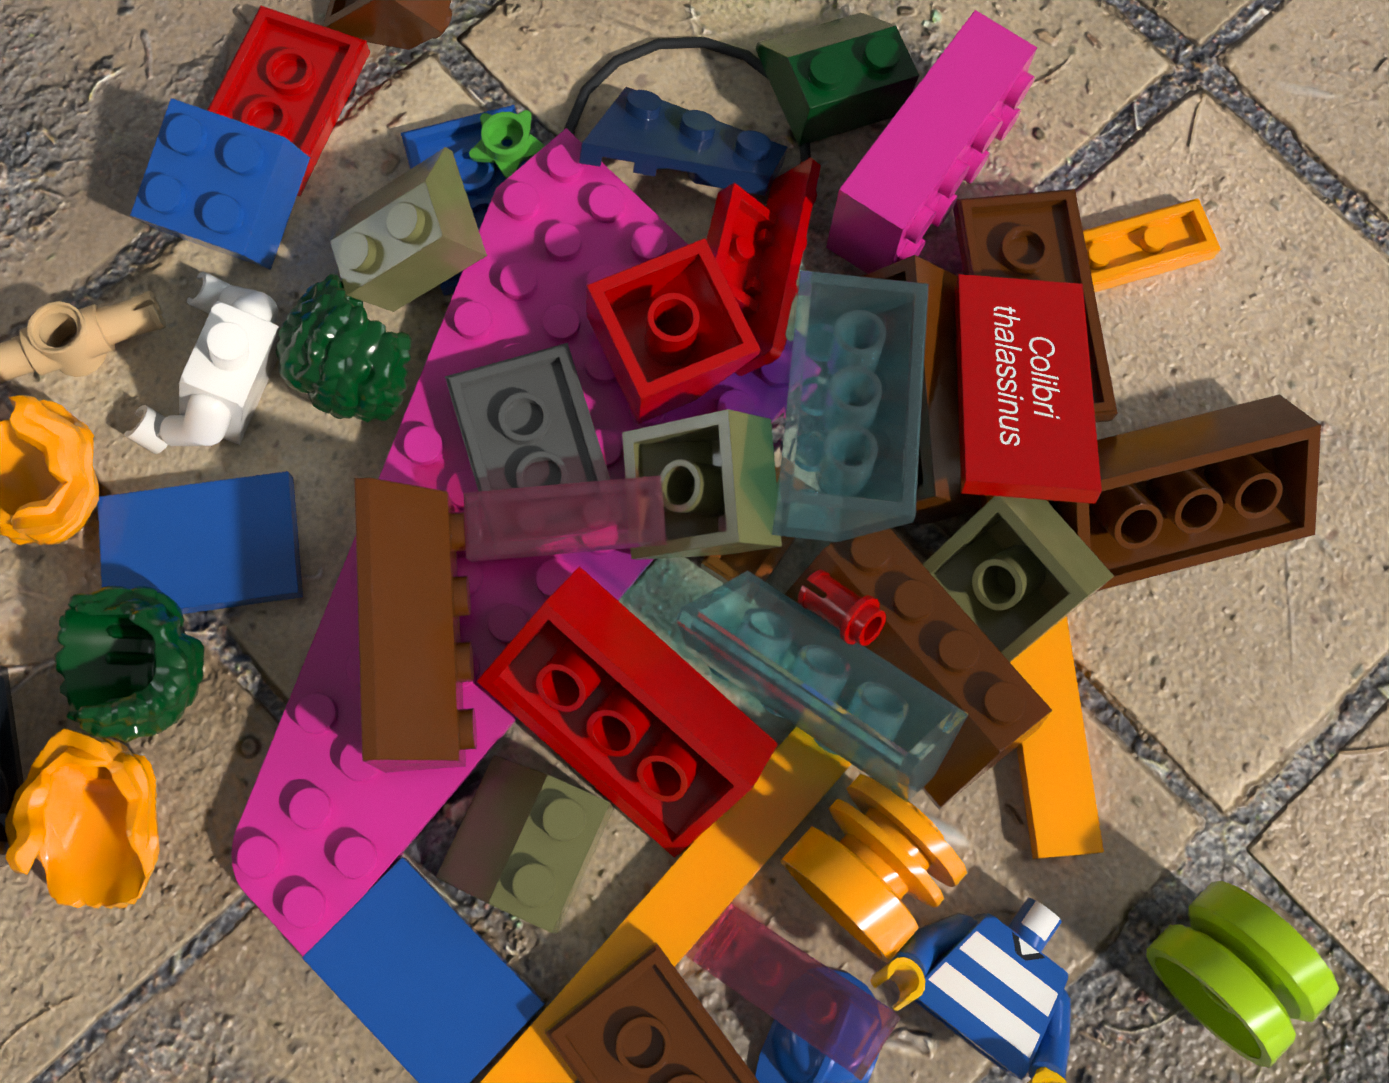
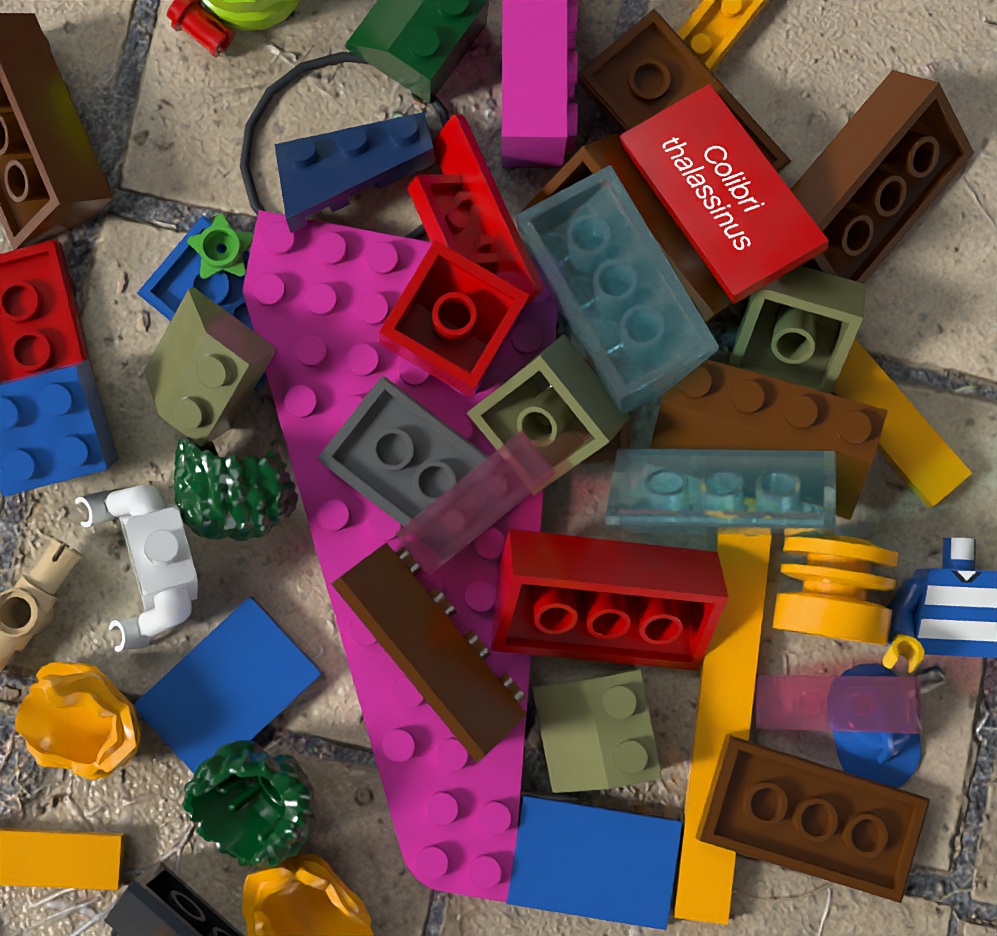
camera: 30 degrees left, 10 degrees up
(854, 616) = (704, 435): red pin -> none

